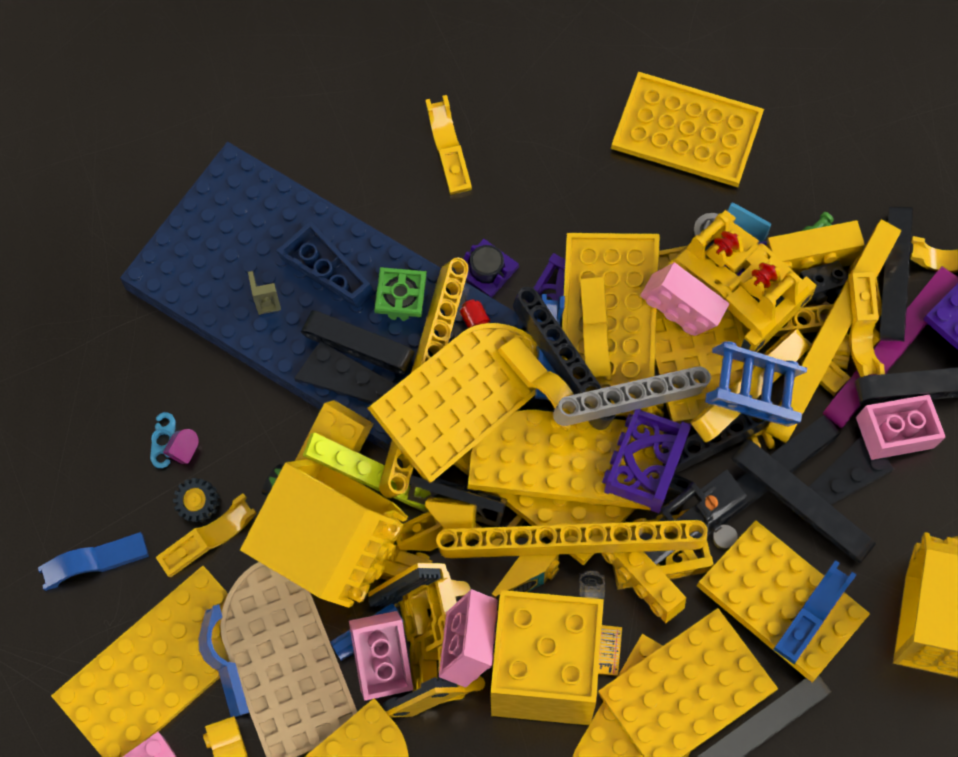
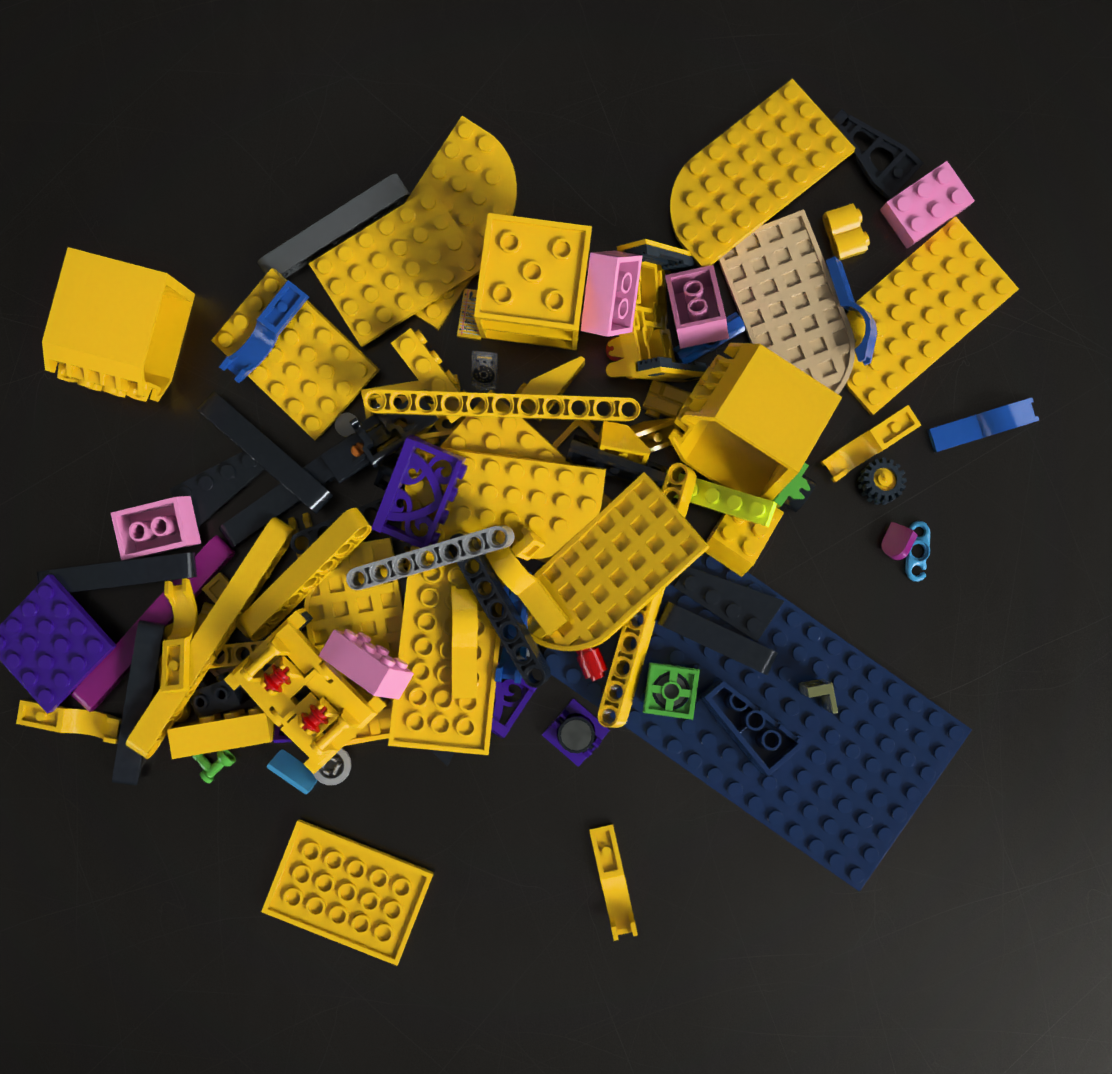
camera: 175 degrees left, 20 degrees up
(539, 414) = (528, 545): none -> yellow tile
(743, 401) = (313, 546): blue fence -> none

